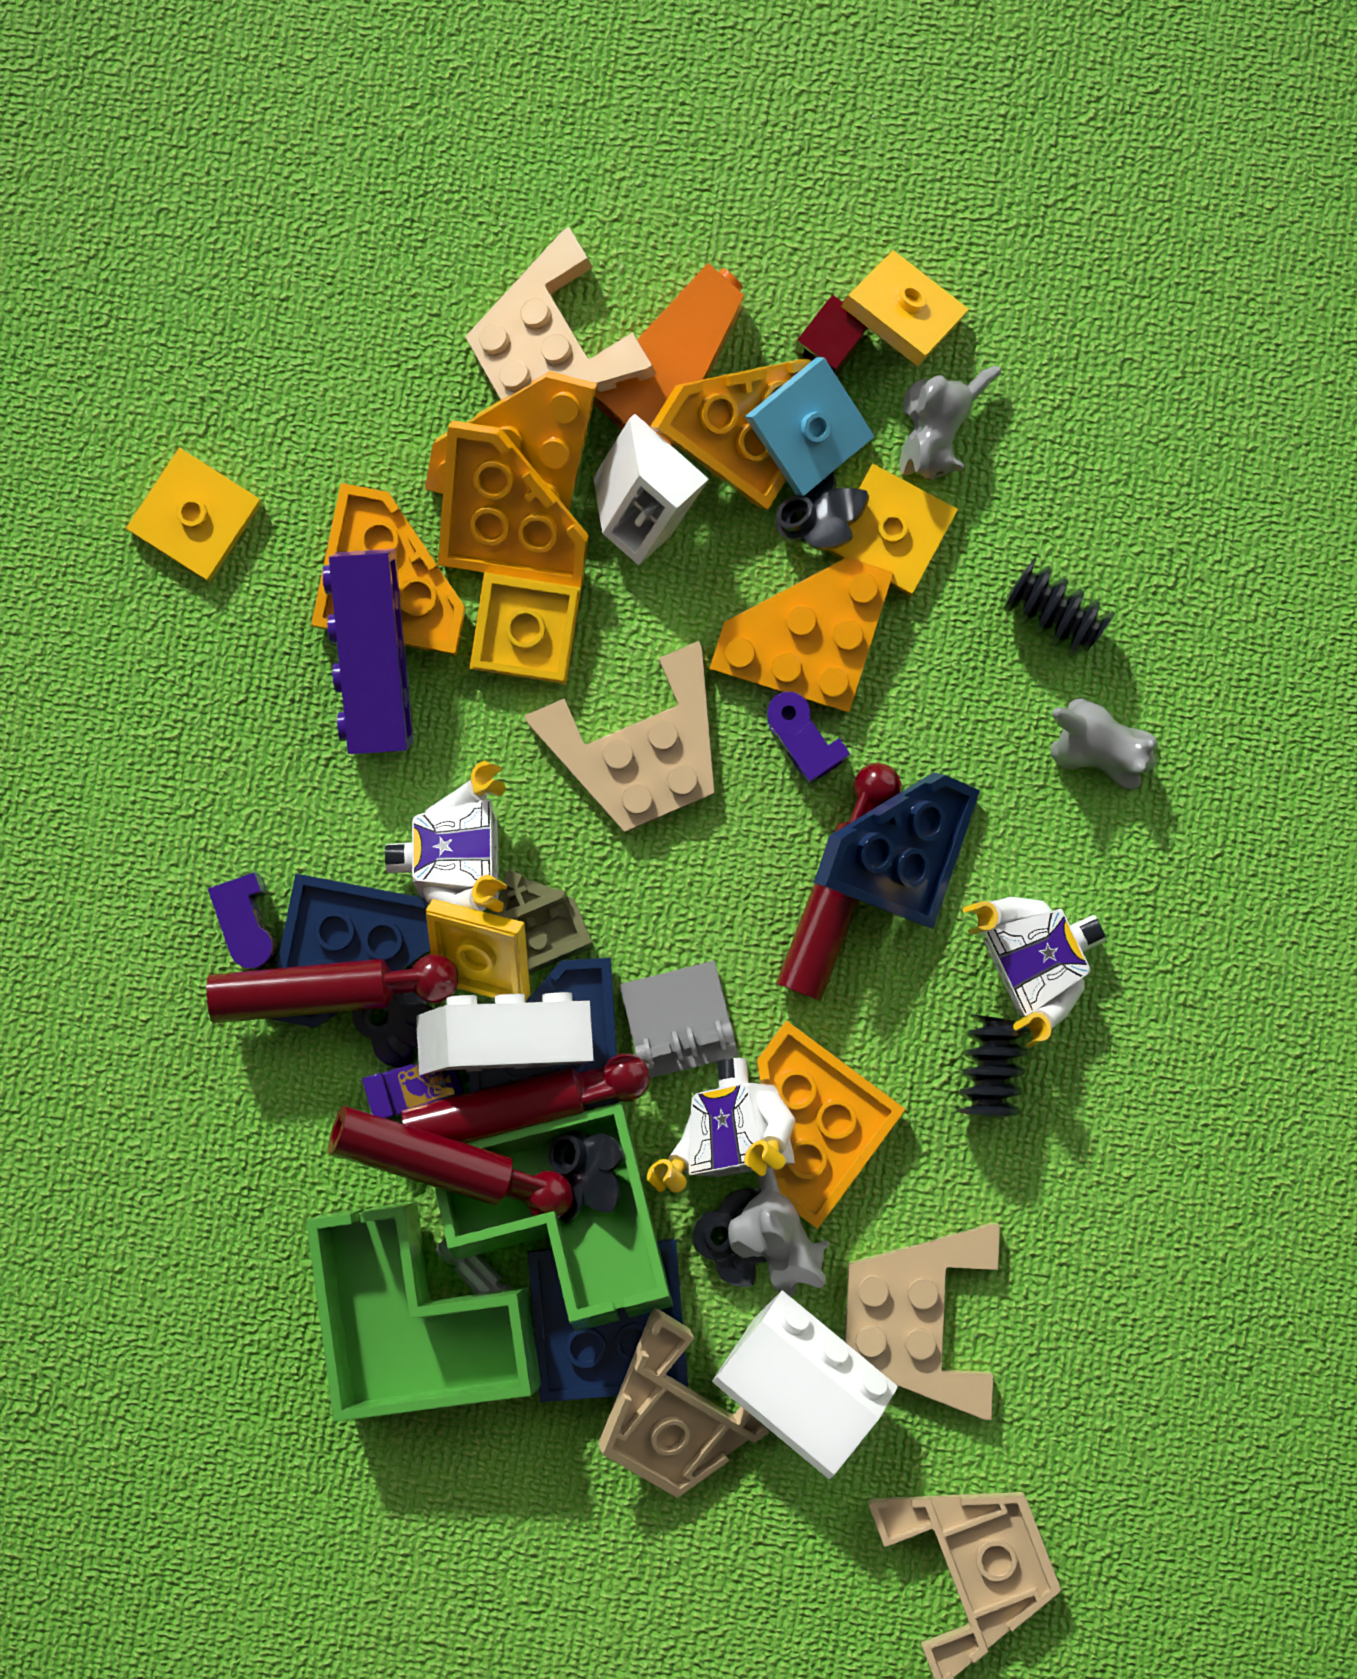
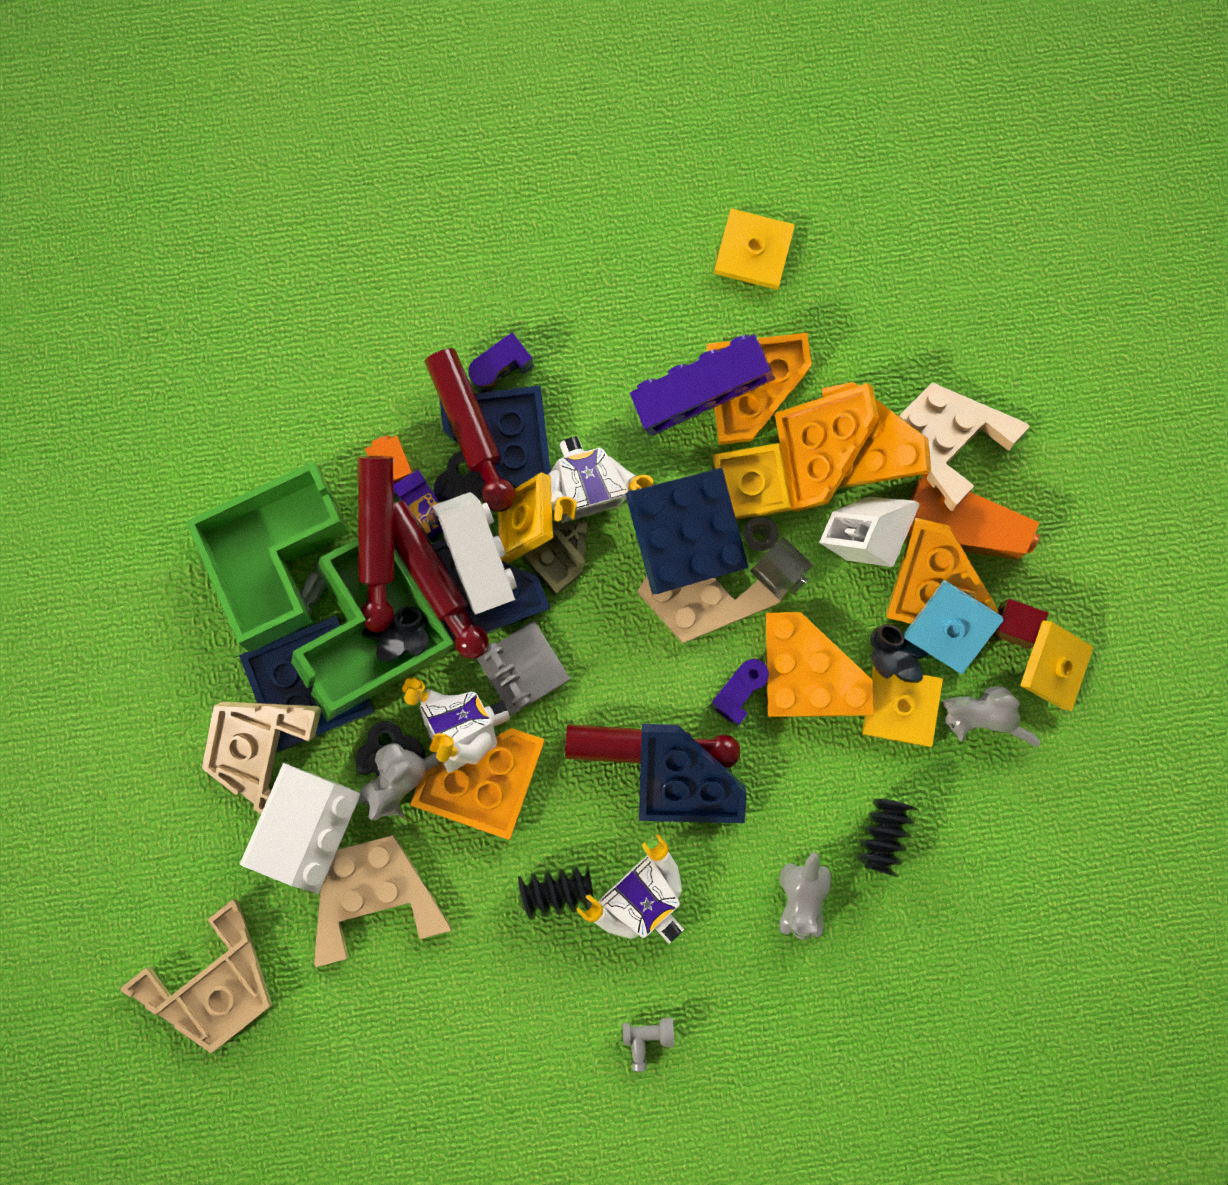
camera: 70 degrees right, 5 degrees down
(321, 1109) = (391, 447): none -> orange brick
(567, 738) = (686, 530): none -> dark blue plate
(603, 627) = (764, 527): none -> clear smoke cone
(659, 626) = (782, 569): none -> clear smoke brick
(1210, 1019) = (638, 1035): none -> light grey piece

